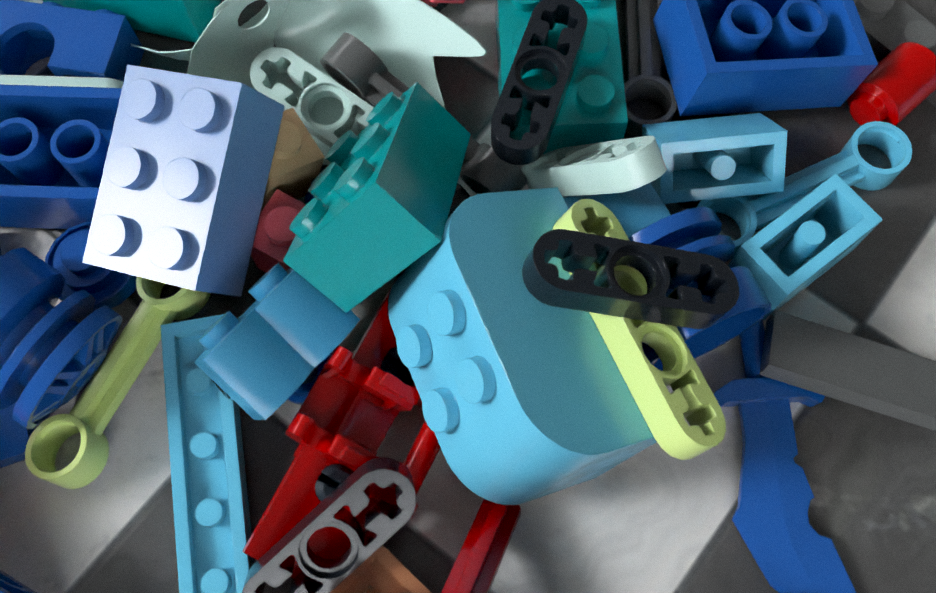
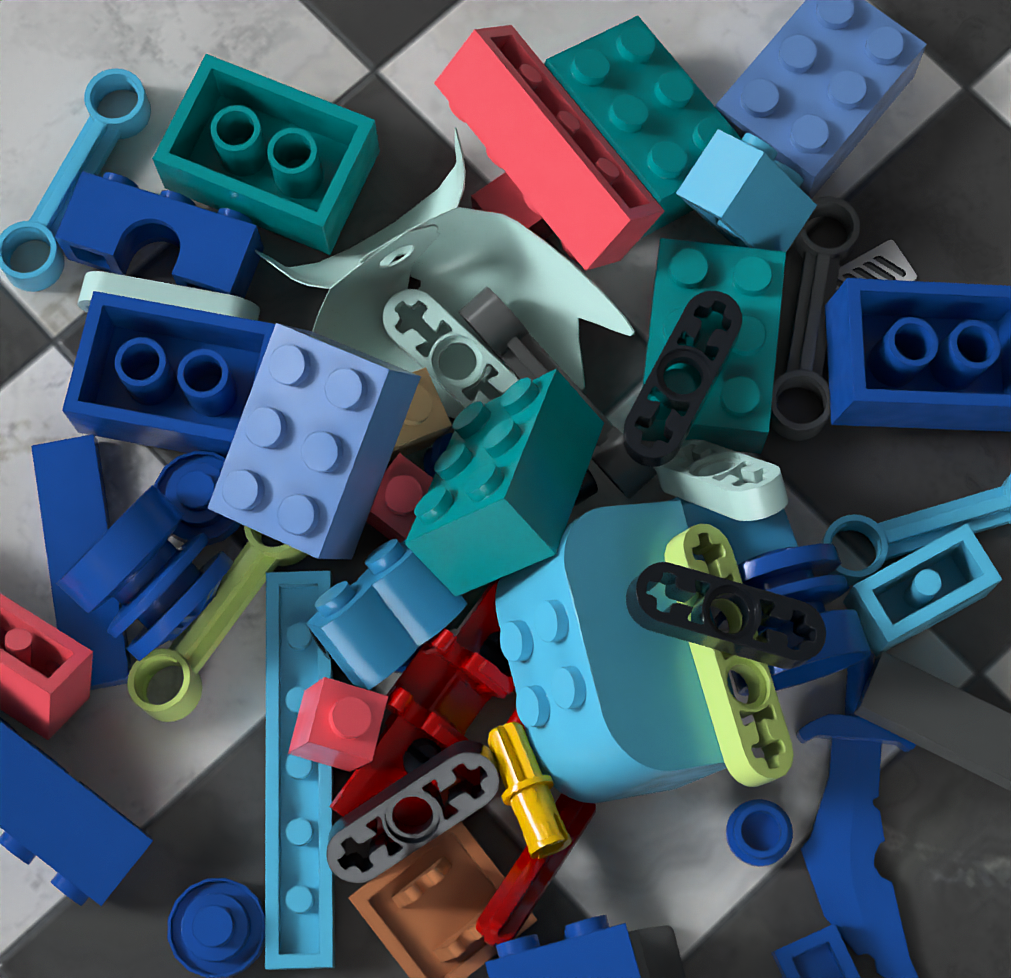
camera: 10 degrees right, 5 degrees up
(240, 462) = (338, 724): none -> coral brick
(449, 503) = (528, 791): none -> yellow axle
(688, 509) = (759, 832): none -> blue plate
(719, 157) = (854, 478): medium azure brick -> none

